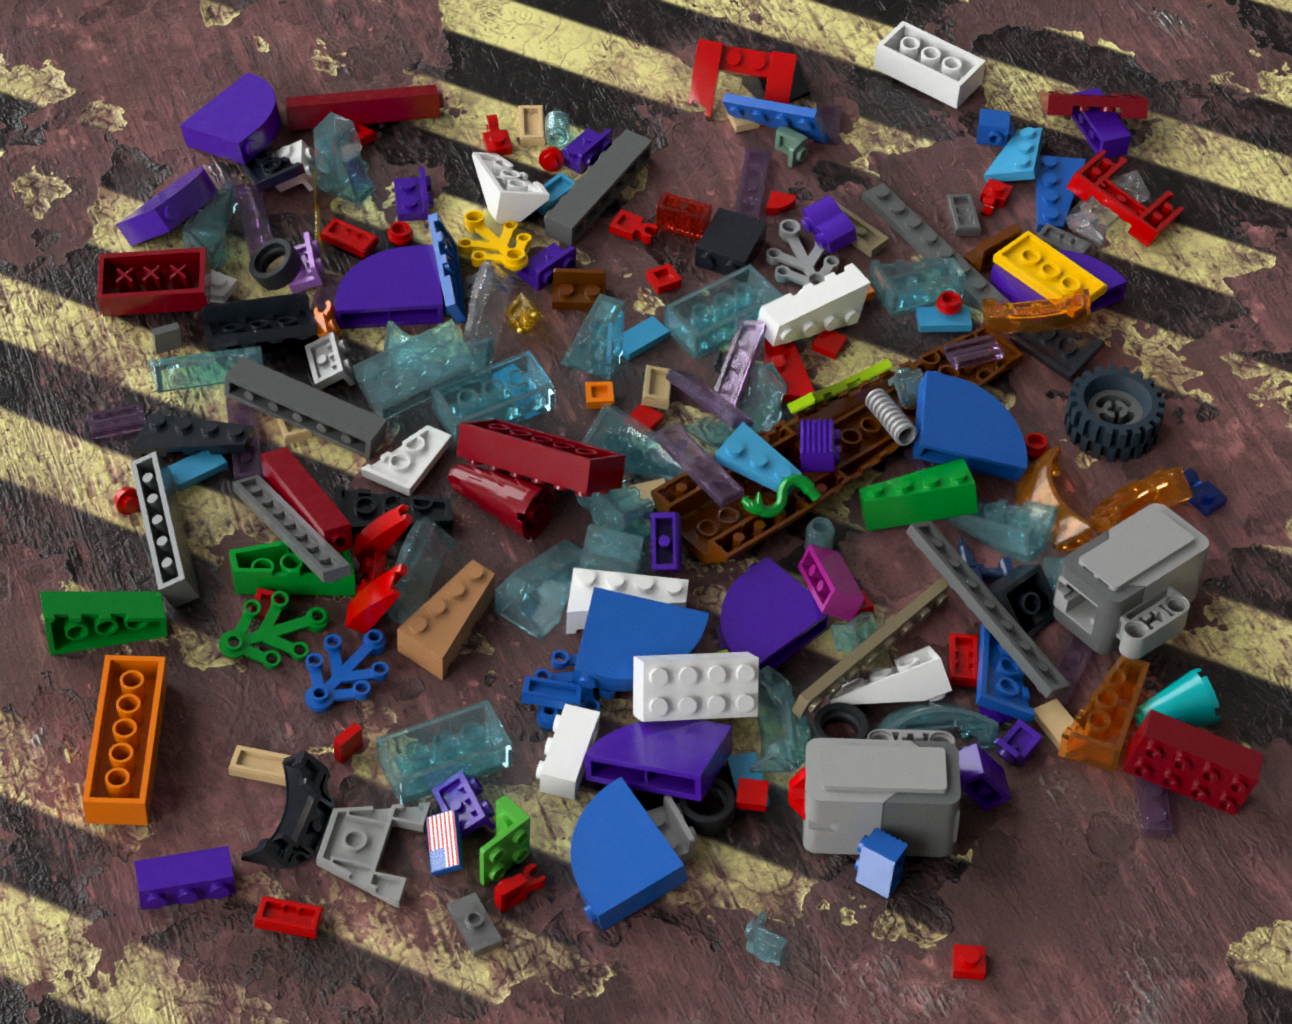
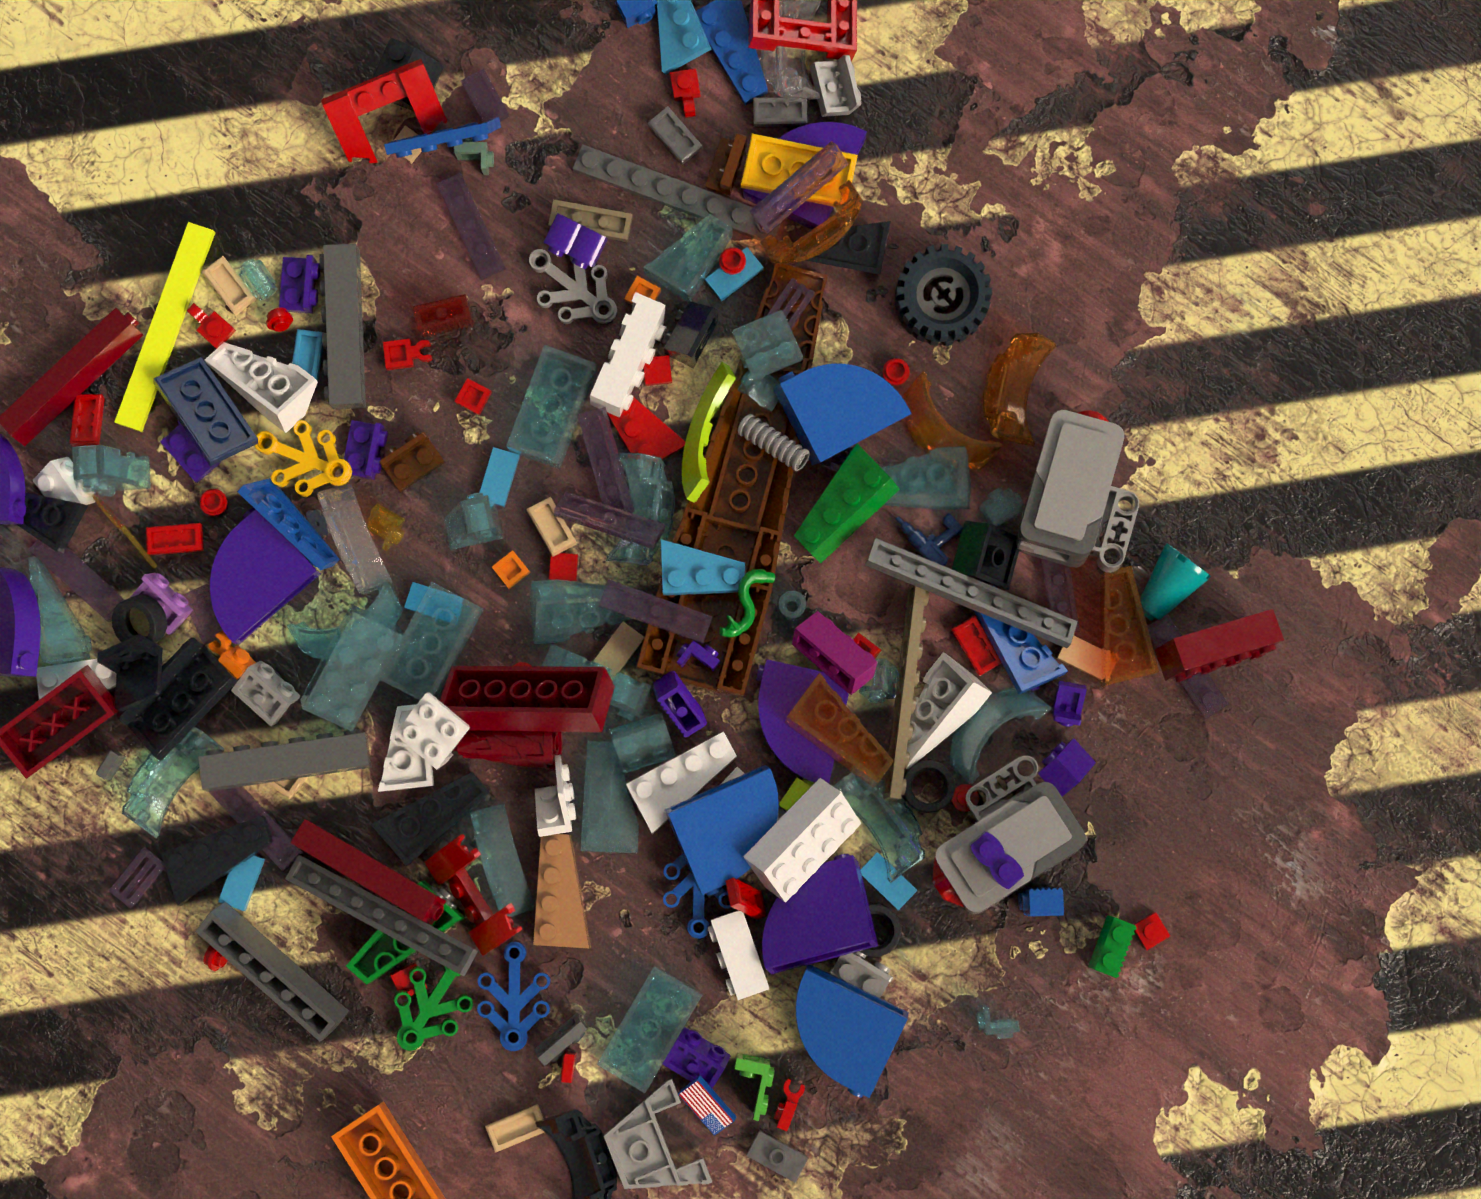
camera: 30 degrees left, 35 degrees up
(101, 618) = (293, 1092): green wedge -> none
(246, 278) = (136, 669): none -> black bracket
(371, 719) = (553, 1046): none -> dark grey plate
(444, 435) = (432, 730): none -> white bracket
(446, 174) = (205, 411): none -> dark blue tile
(458, 123) = (165, 326): none -> neon yellow tile
(513, 549) = (553, 803): none -> white bracket
(550, 693) = (690, 913): blue tile -> none
(609, 702) = (745, 898): none -> red plate
(710, 513) = (705, 654): none -> dark purple bracket
(730, 242) = (502, 316): black brick -> none
(752, 794) = (903, 899): red tile -> none
(780, 201) = (508, 230): red tile -> none
(789, 624) = (838, 732): none -> clear orange wedge
(819, 446) = (736, 519): dark purple brick -> none
(862, 757) = (1001, 865): none -> dark purple brick
(879, 330) = (691, 333): none -> black slope
(921, 944) = (1112, 946): none -> green brick
(936, 350) = (767, 345): none -> clear light blue bracket
(1041, 271) = (799, 187): none -> plate
(1122, 249) = (836, 86): none -> light grey bracket
(1205, 496) = (1060, 330): clear blue plate -> none

